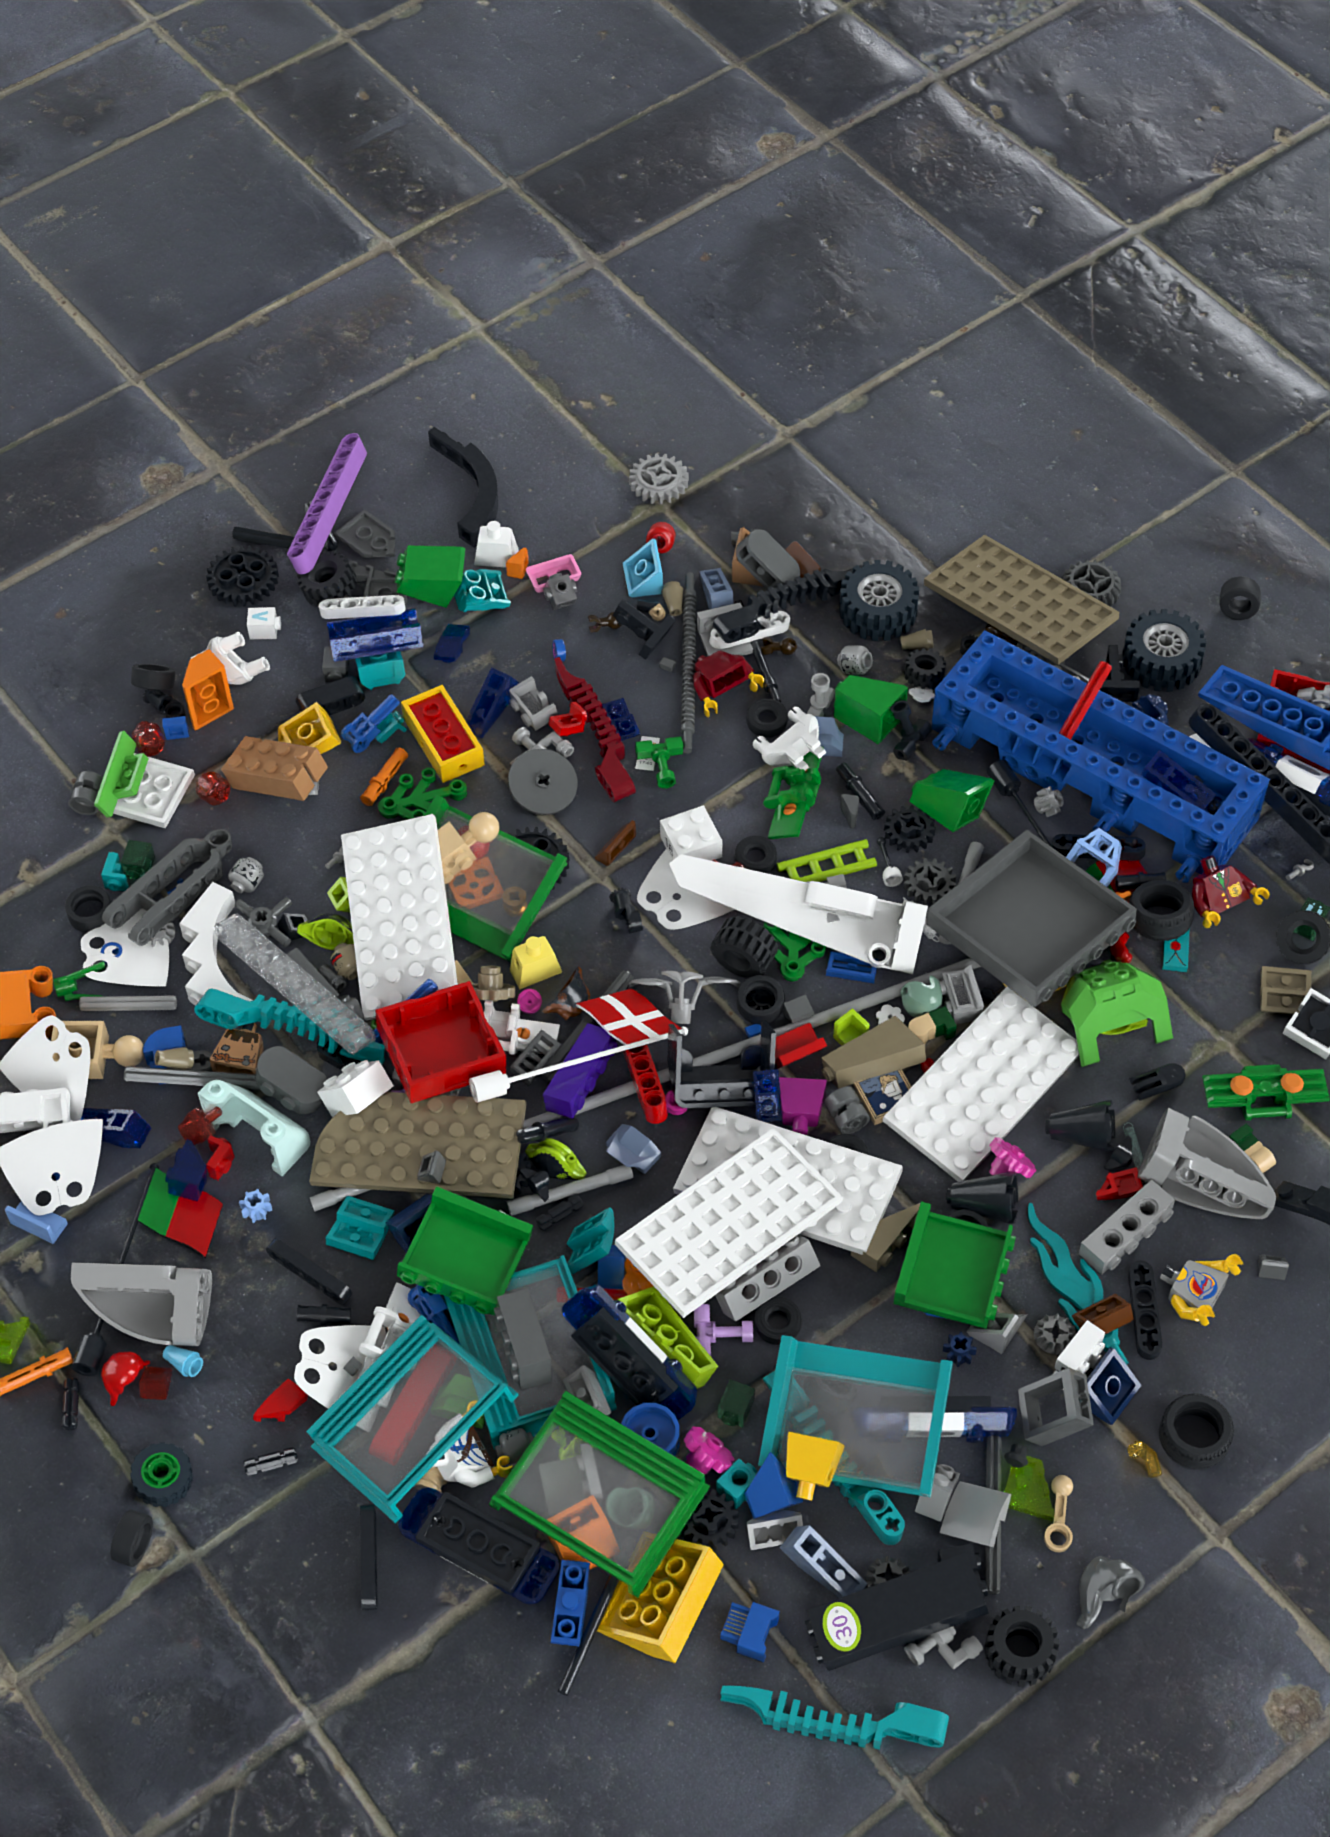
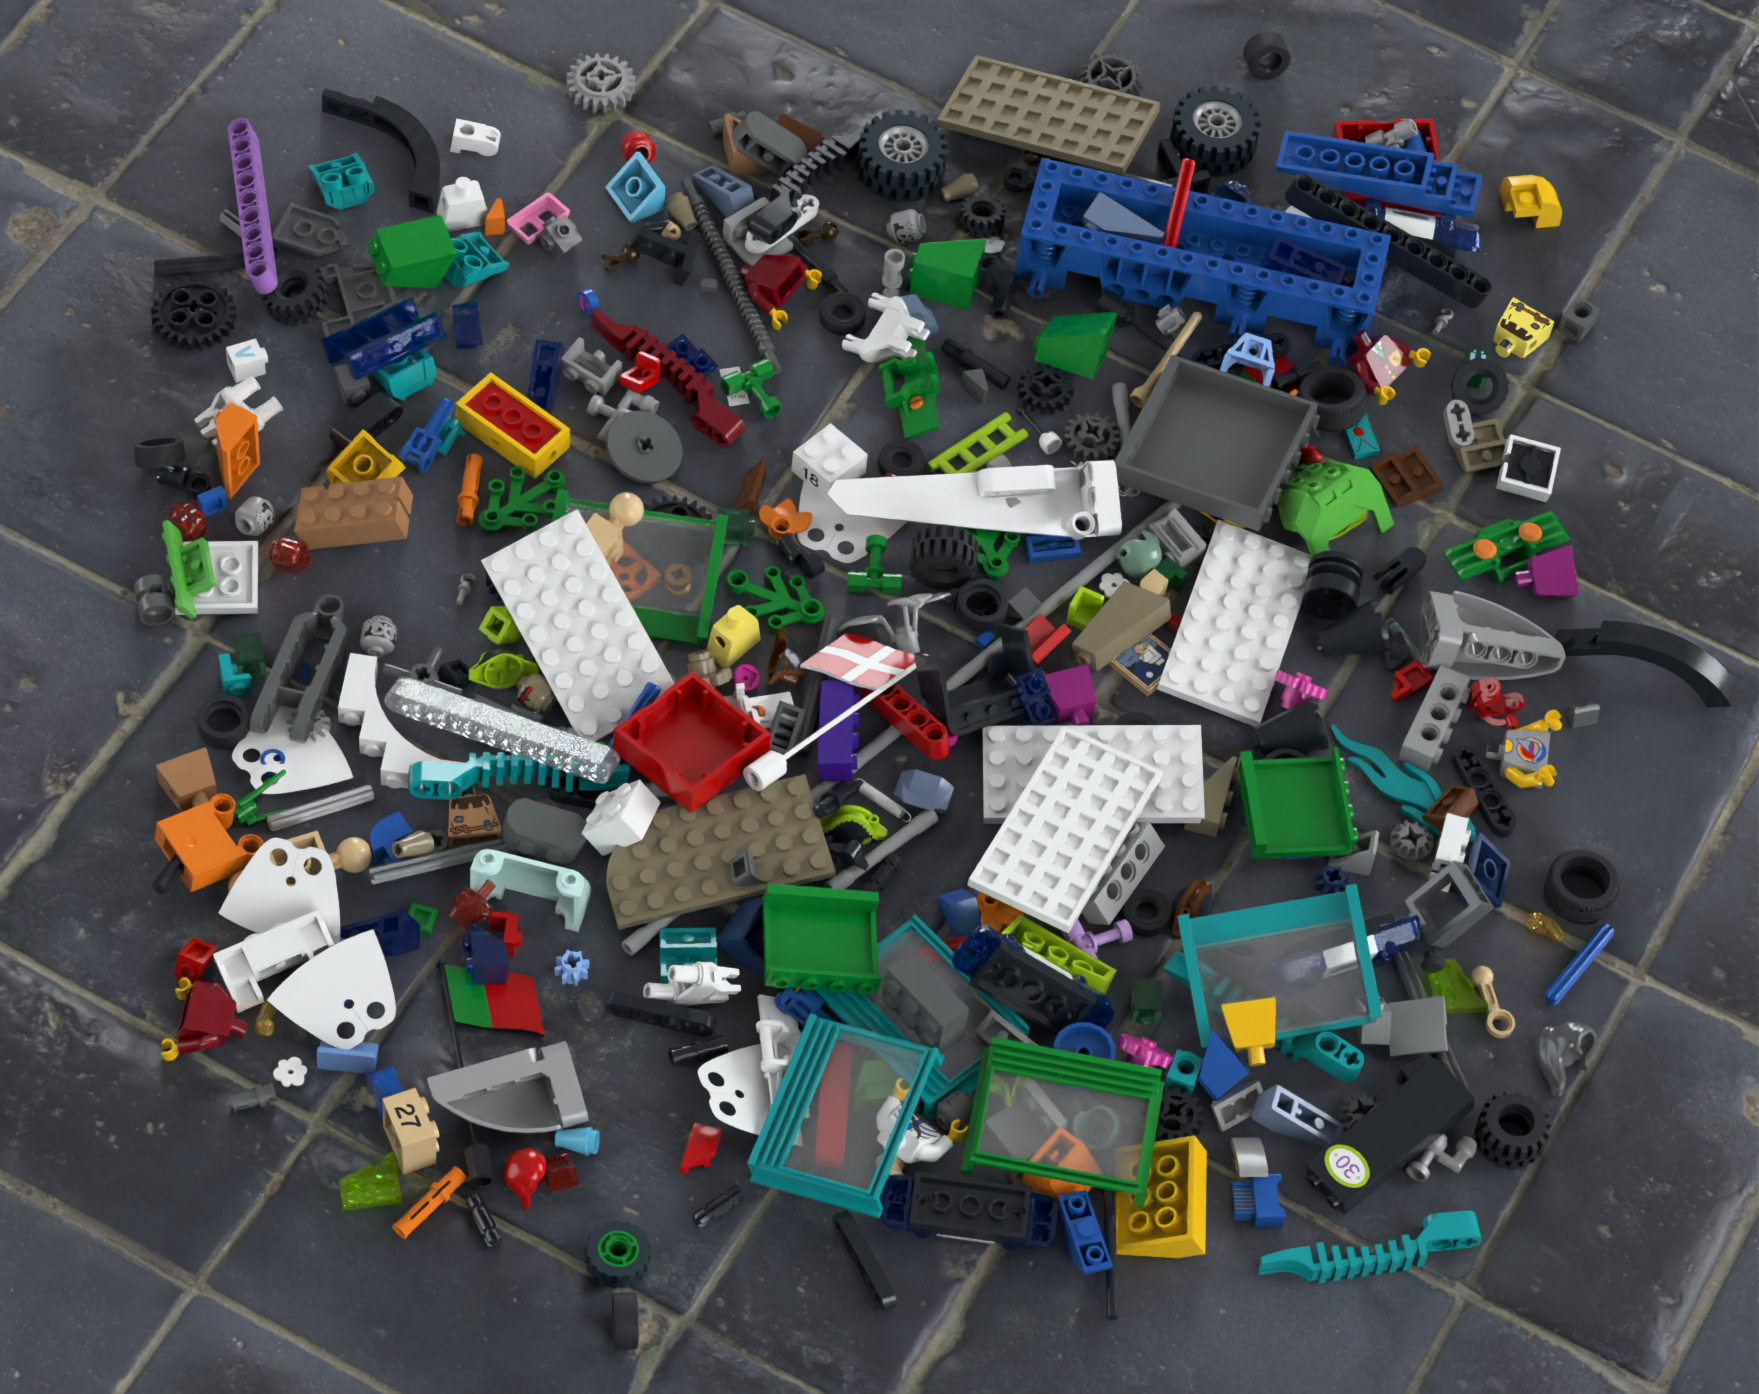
camera: 30 degrees left, 0 degrees up
(37, 946) = (188, 779): none -> medium nougat torso
(43, 1303) = (410, 1130): none -> tan brick
(51, 1265) = (382, 1085): none -> blue slope
(160, 1123) = (425, 917): none -> green tile
(201, 749) = (254, 516): none -> light grey head
(343, 1255) = (694, 985): none -> white connector
(353, 1366) = (759, 1087): dark grey piece -> none
(362, 607) = (379, 304): white beam -> none
(412, 504) = (343, 181): none -> teal slope
(534, 495) = (475, 138): none -> white leg
(583, 870) = (738, 527): none -> clear green brick
(591, 943) = (779, 599): none -> green plant
(591, 1240) = (933, 891): teal slope -> none
(594, 1144) = (882, 800): none -> white piece
(633, 875) = (784, 518): none -> orange plate
(683, 945) = (875, 575): none -> green bar
(759, 1584) = (1249, 1157): none -> light grey slope
(824, 1326) = (1193, 900): none -> reddish brown hat
(846, 1110) = (1116, 687): dark grey wheel -> none
(1022, 697) = (1112, 218): none -> sand blue slope
(1039, 826) = (1141, 394): none -> tan piece
(1083, 1075) = (1332, 584): none -> black wheel
(1162, 1505) = (1579, 964): none -> blue axle
(1198, 1234) = (1487, 694): none -> red helmet
(1203, 999) = (1407, 477): none -> reddish brown slope
(1253, 1148) = (1528, 610): leg -> none
(1264, 965) = (1464, 423): none -> light grey beam
(1295, 1127) = (1550, 575): none -> magenta torso

